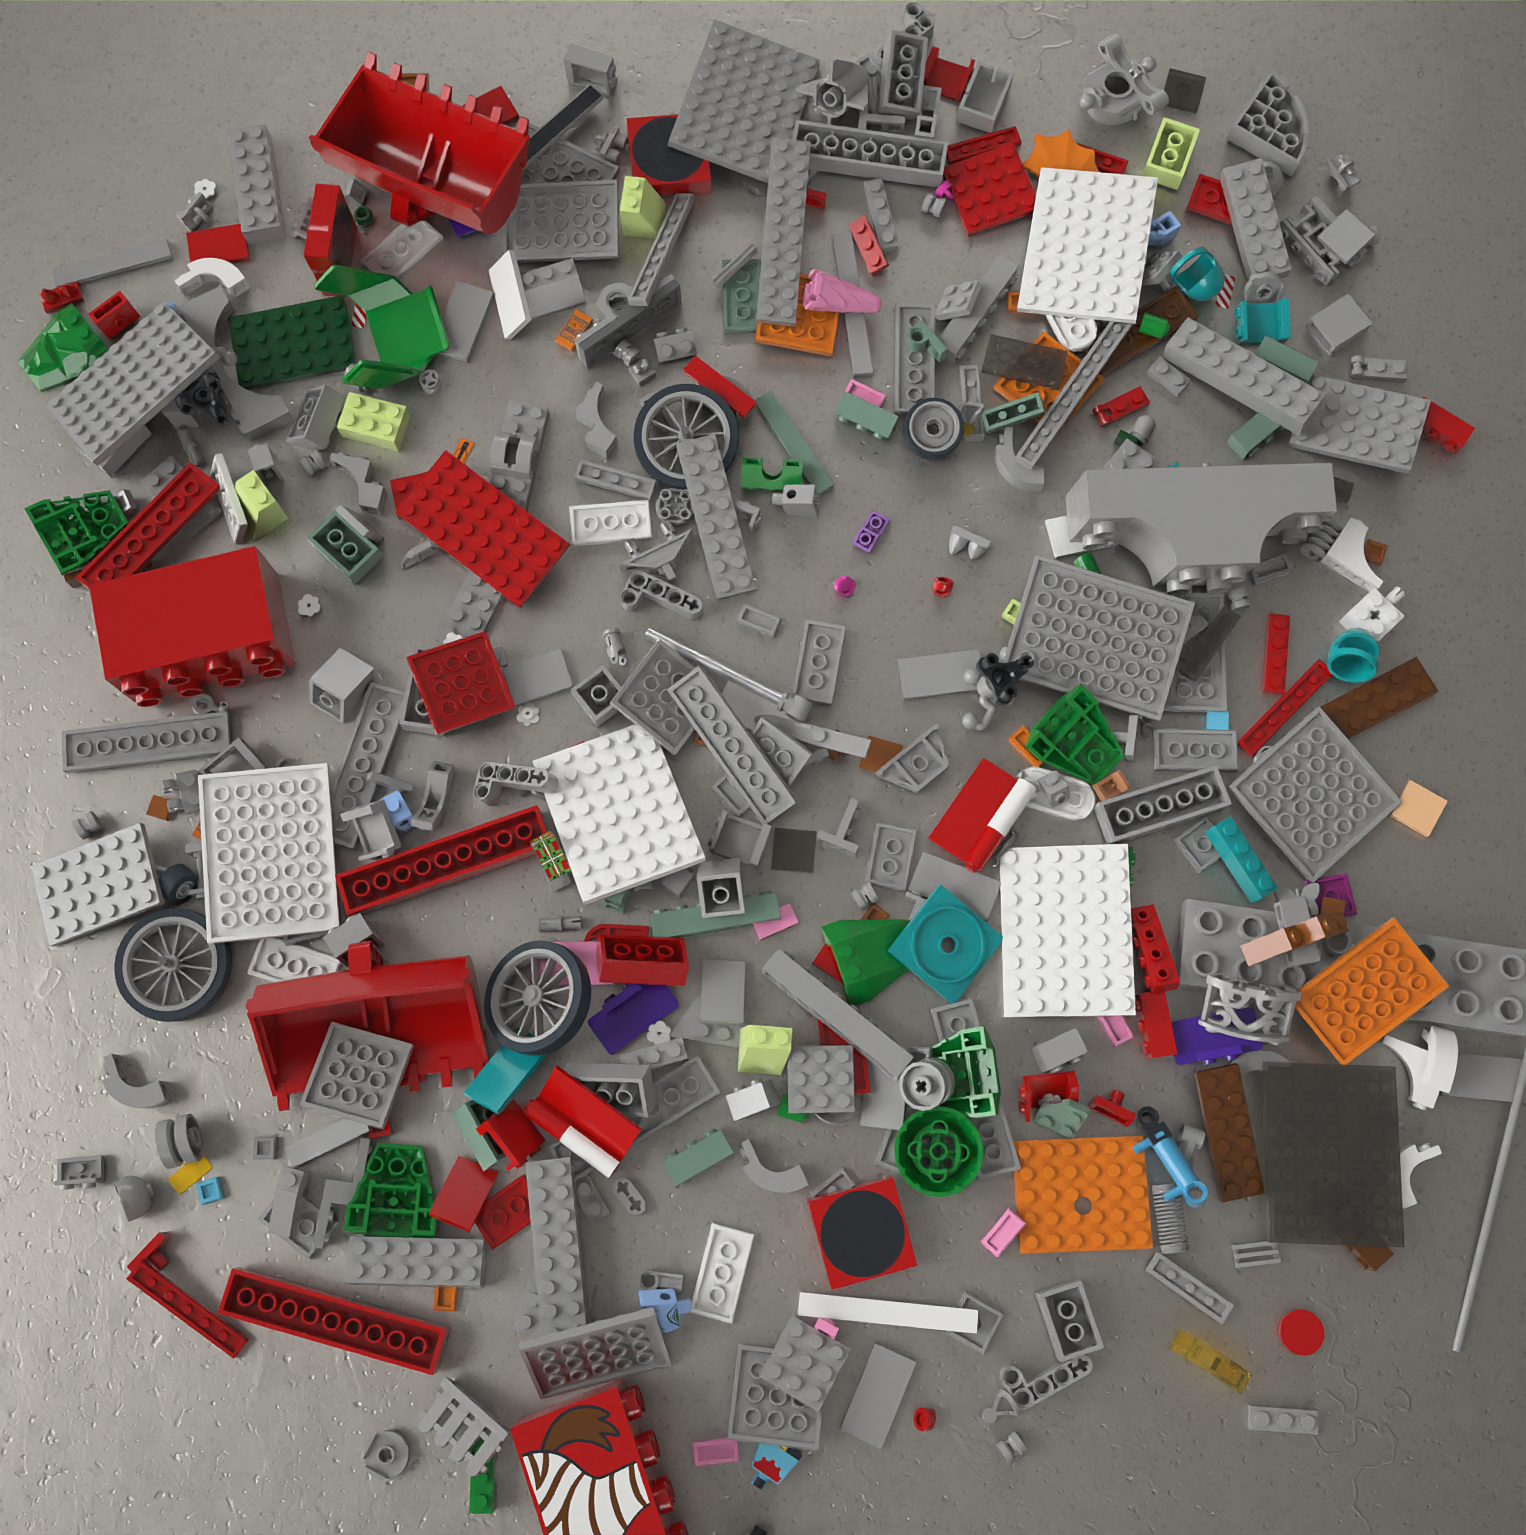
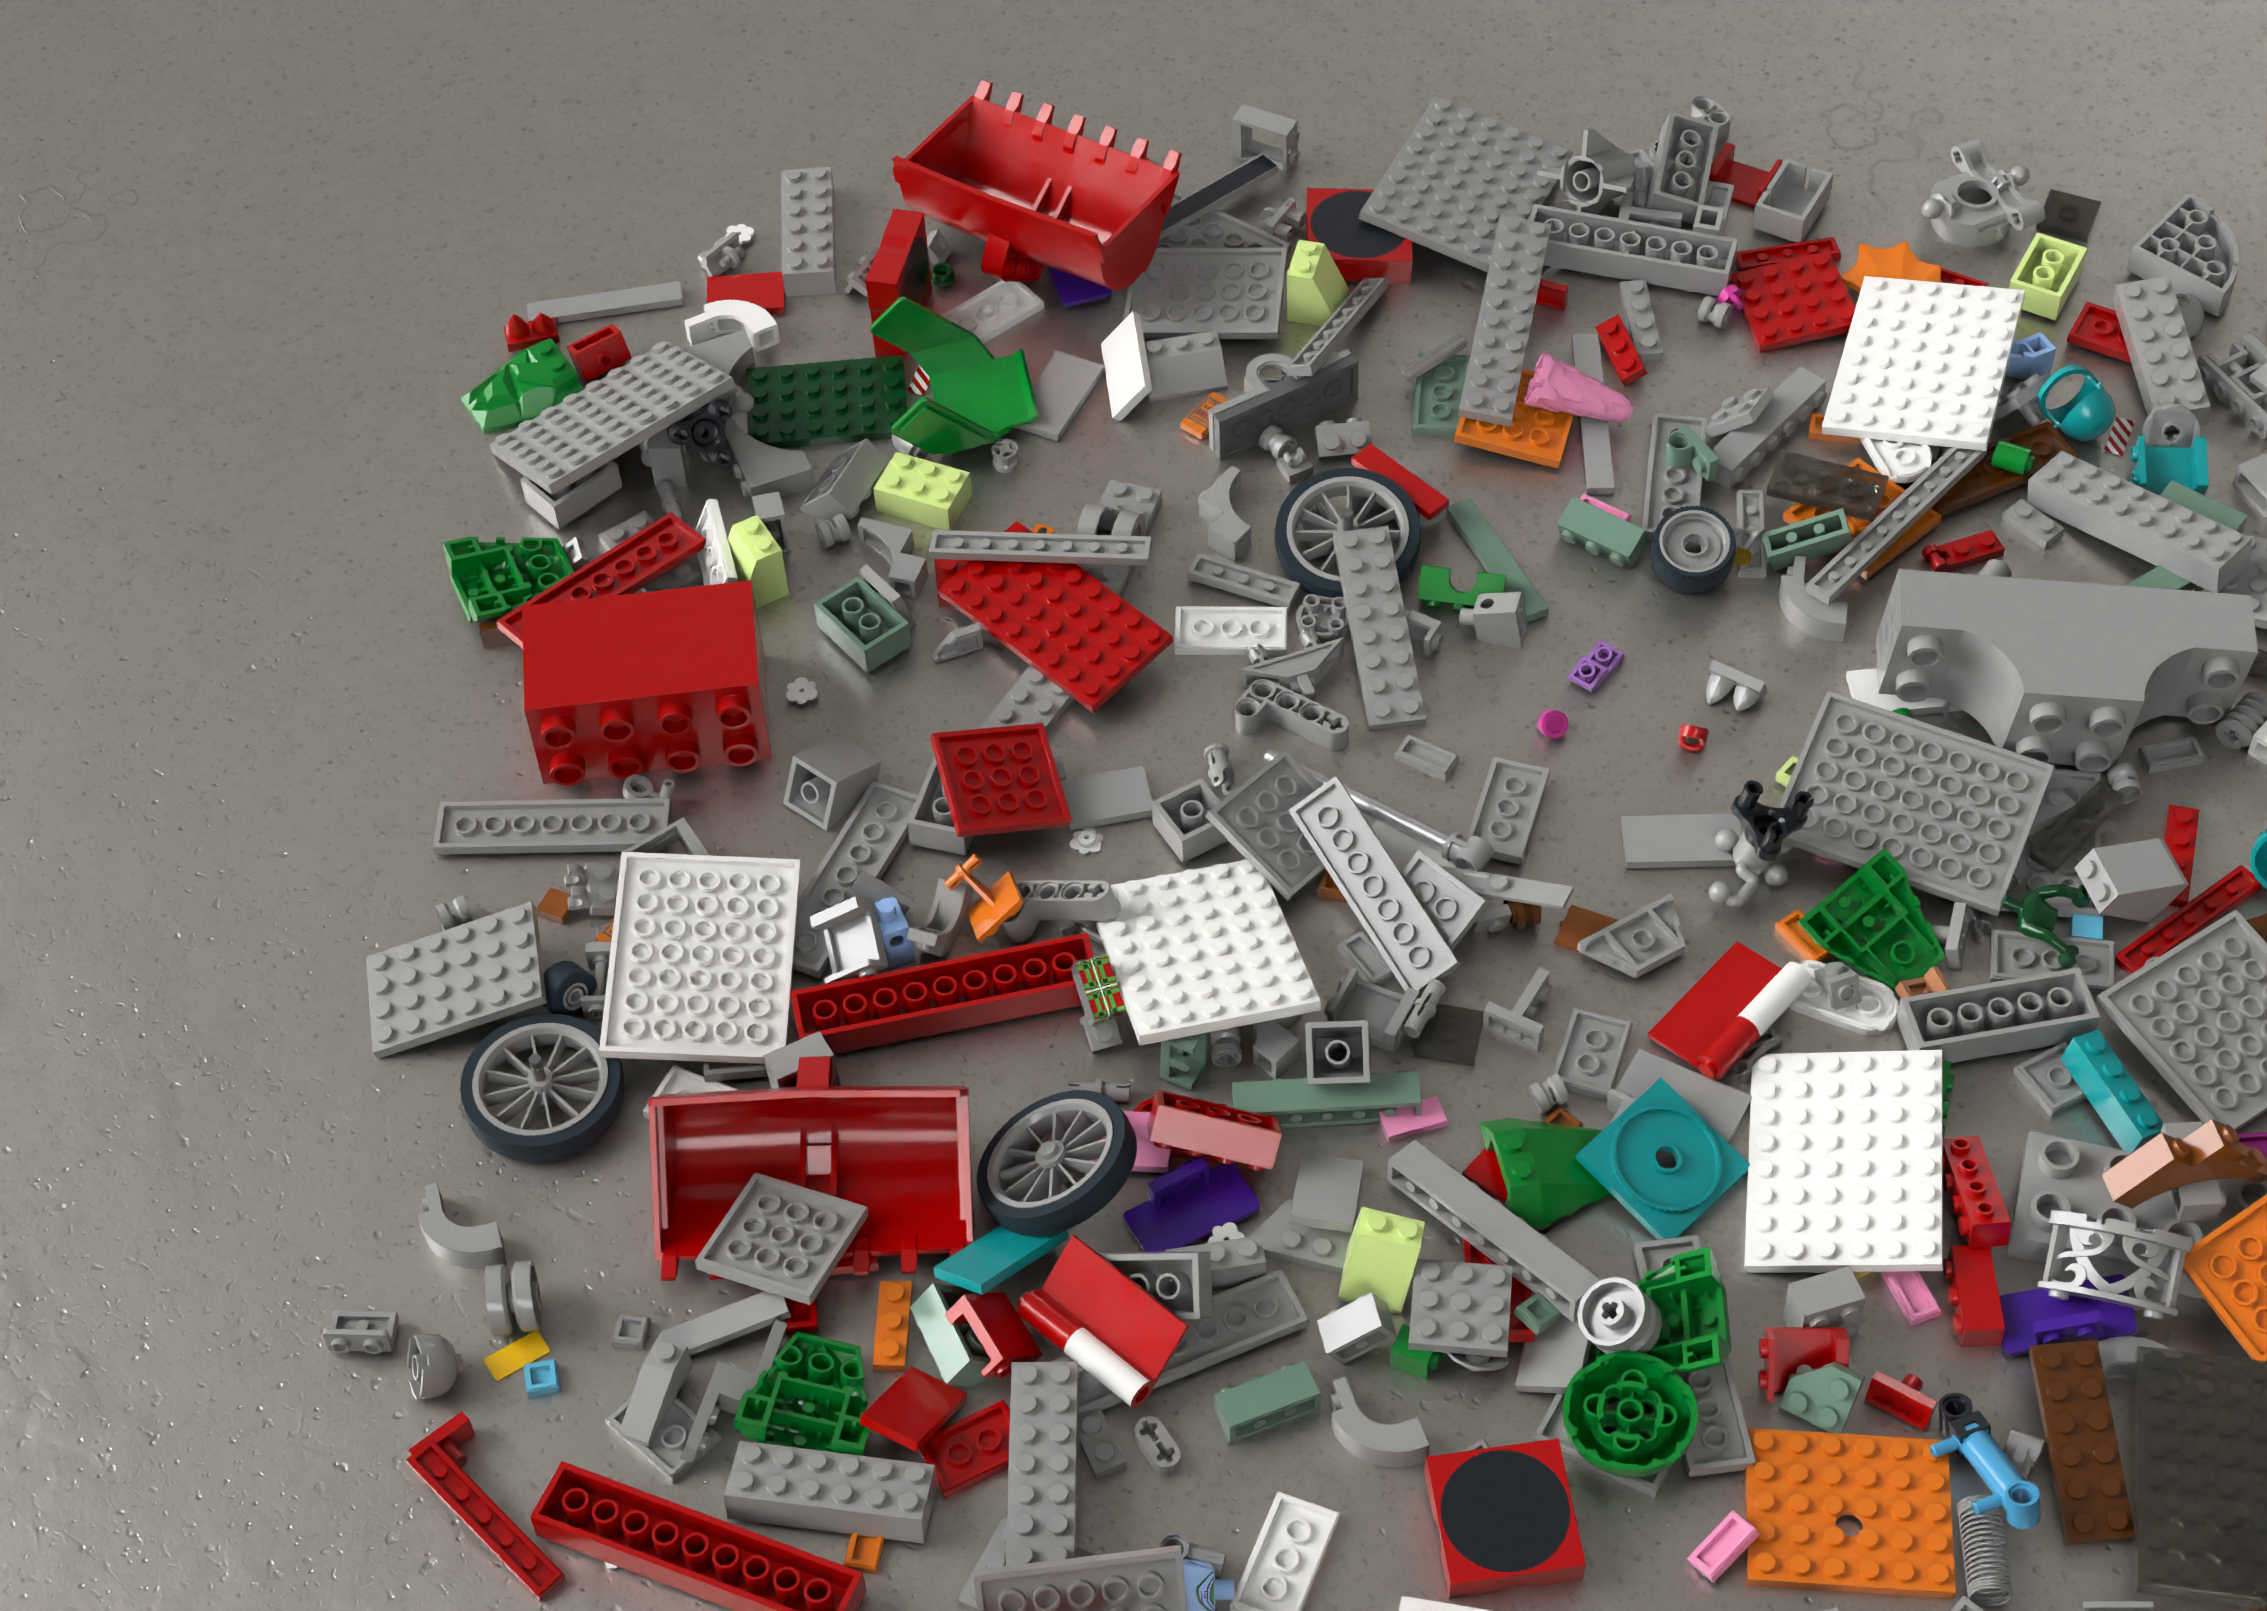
camera: 10 degrees right, 25 degrees down
(442, 1124) = (892, 1326): none -> orange plate
(465, 477) = (1041, 547): none -> light grey plate
(469, 785) = (994, 904): none -> orange plate
(780, 824) = (1424, 1008): none -> light grey pin
(871, 1076) = (1537, 1313): none -> sand green tile
(1187, 721) = (2038, 918): none -> dark green piece
(1249, 687) = (2132, 879): none -> light grey slope

